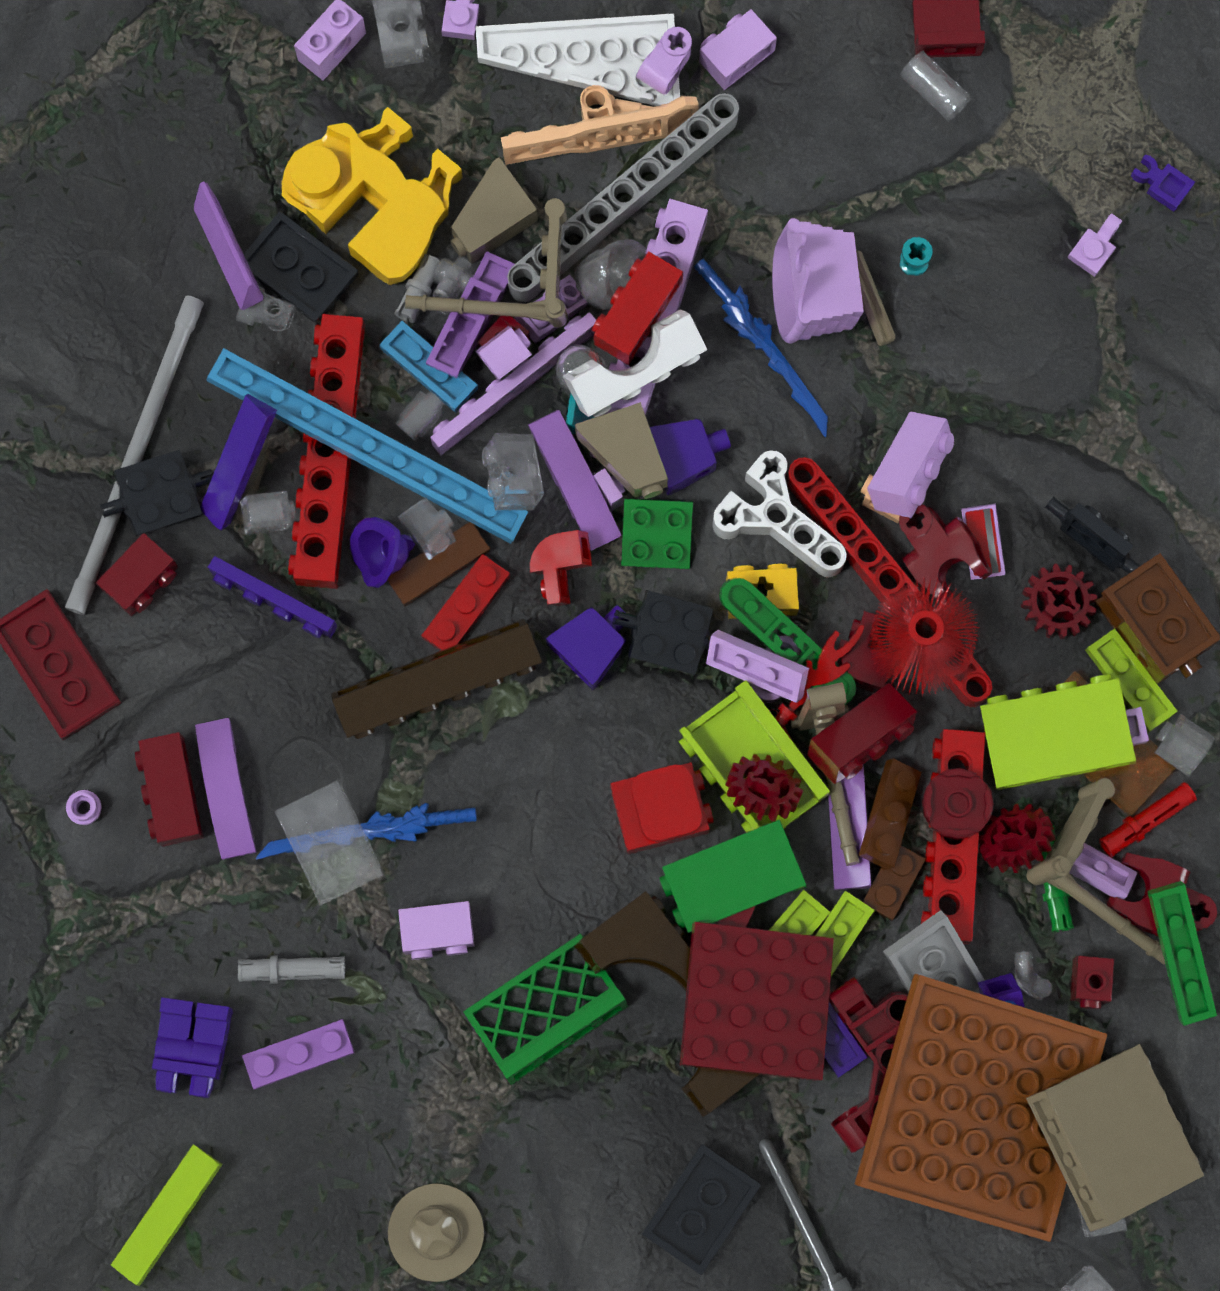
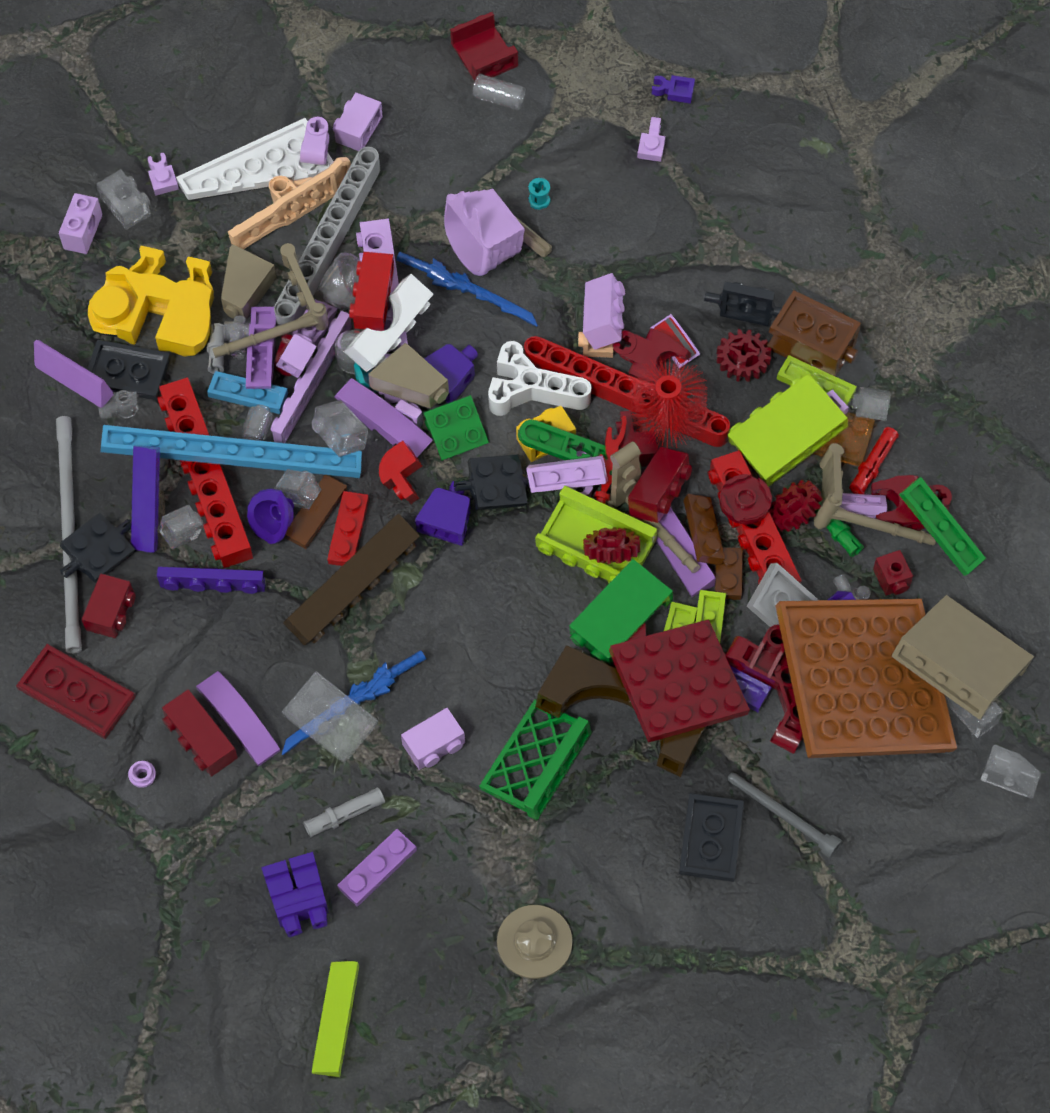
camera: 25 degrees left, 15 degrees down
(661, 807) = (547, 593): red brick -> none

